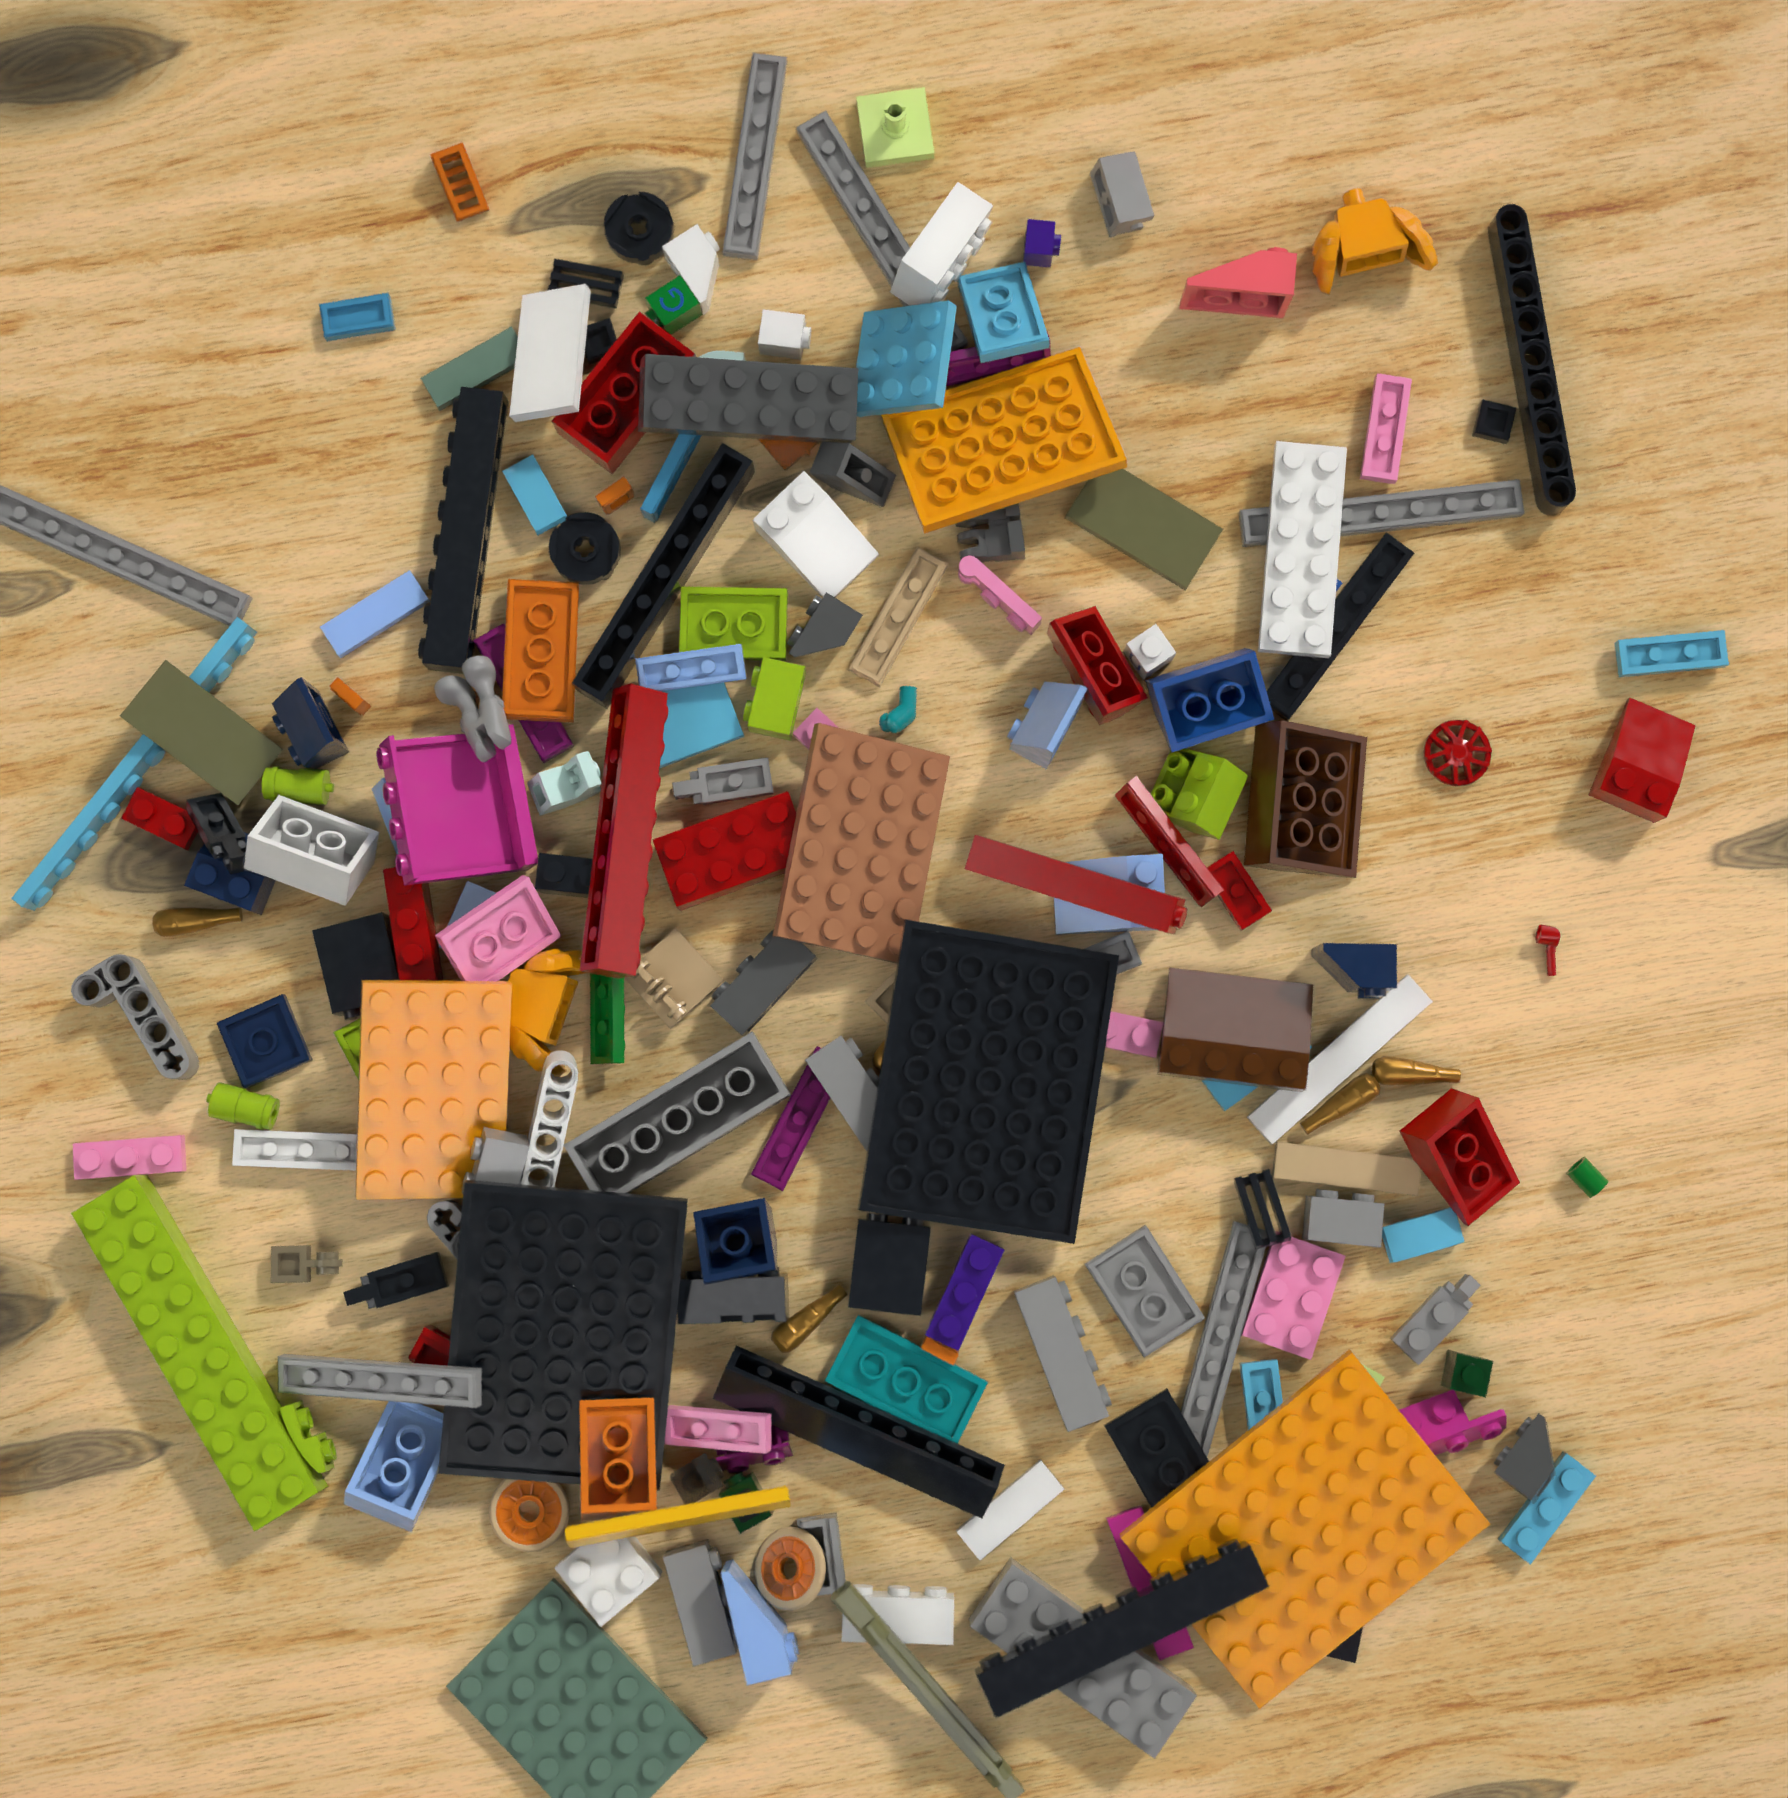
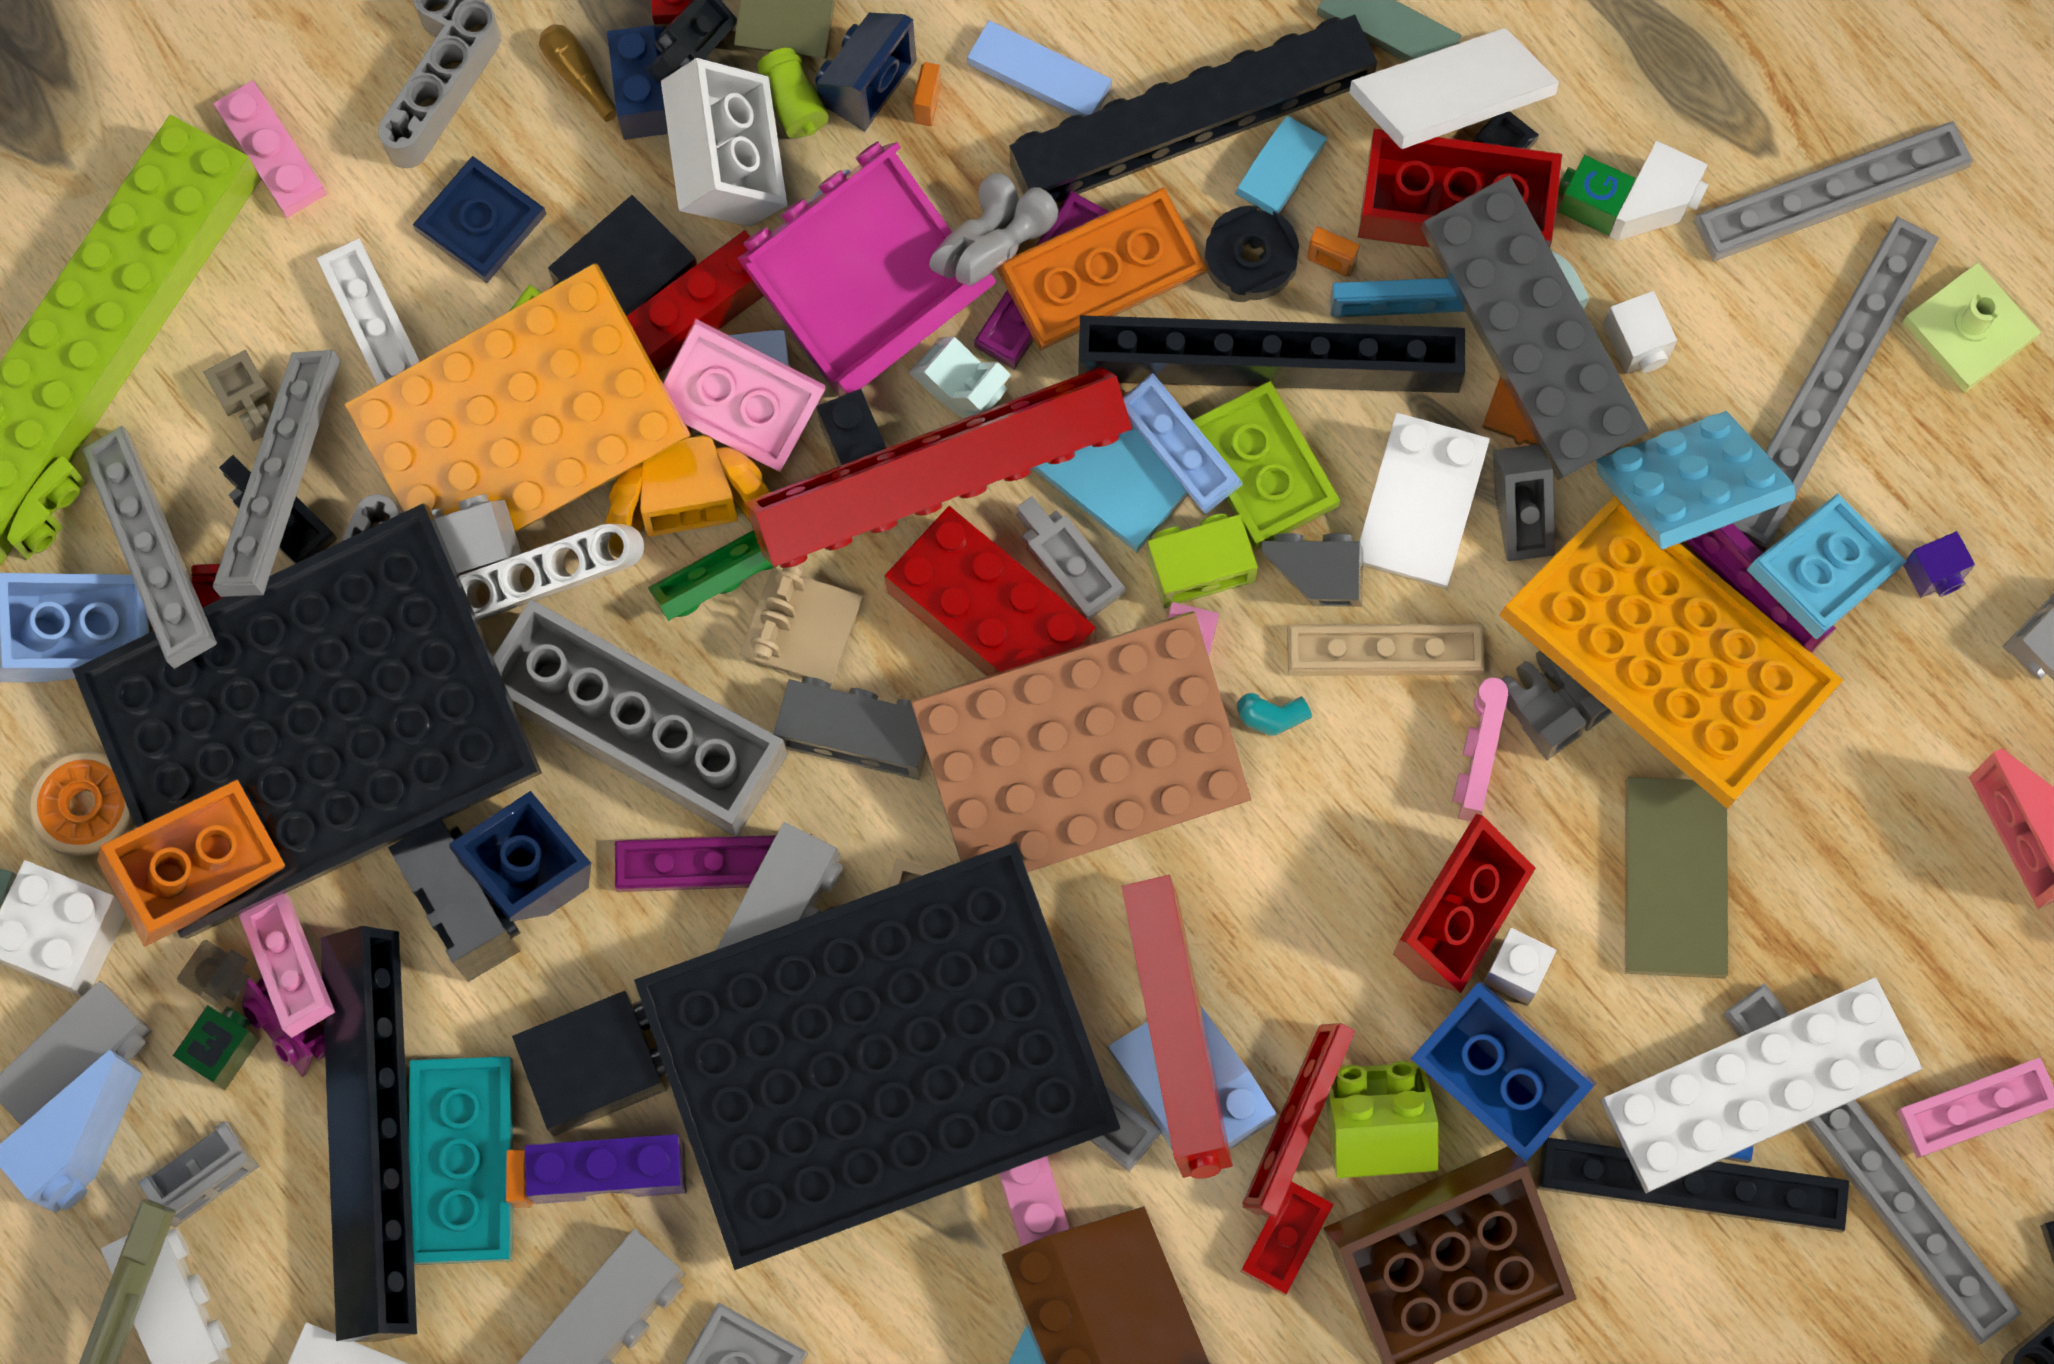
camera: 60 degrees right, 10 degrees down
(241, 1106) = (390, 232): lime piece -> none
(377, 1268) = (276, 474): none -> light grey tile
(591, 271) = (1593, 117): black tile -> none
(637, 208) = (1685, 94): black plate -> none
(677, 1517) = (154, 966): yellow tile -> none
(800, 1325) = (460, 996): pearl gold piece -> none
(810, 1572) = (143, 1167): wheel -> none
(943, 248) = (1857, 449): white brick -> none
(1046, 722) = (1358, 889): light blue slope -> none

